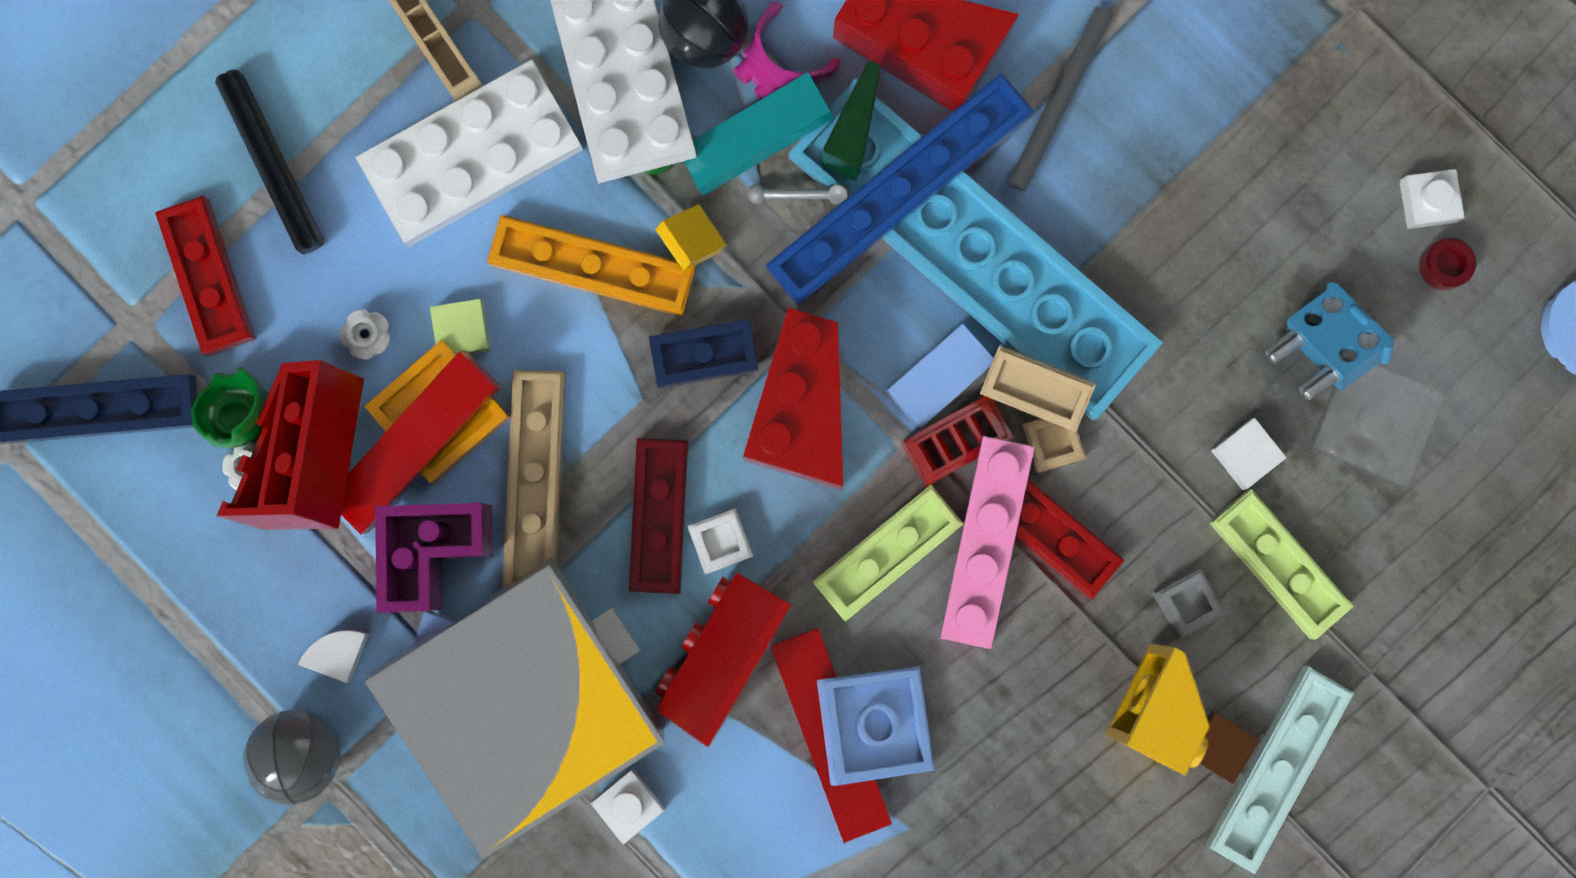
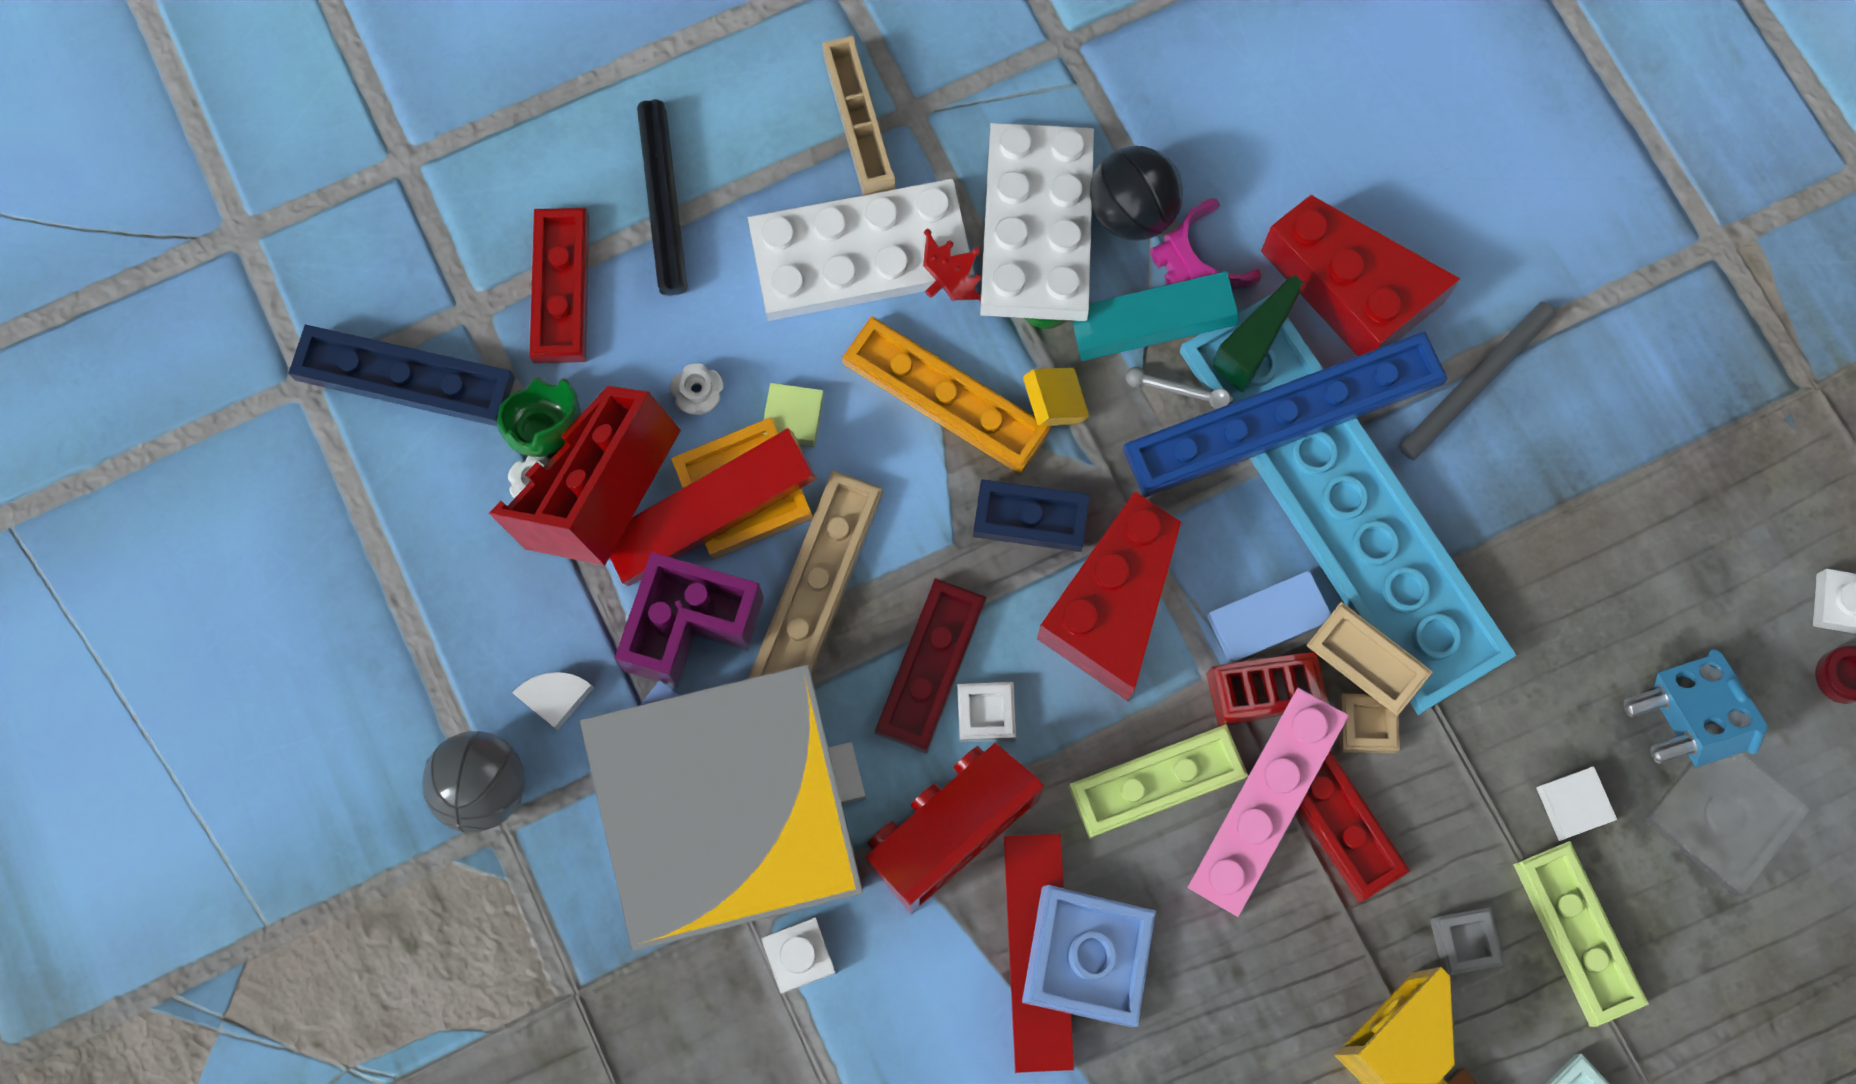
camera: 25 degrees right, 10 degrees down
(558, 150) = (950, 271): none -> red piece

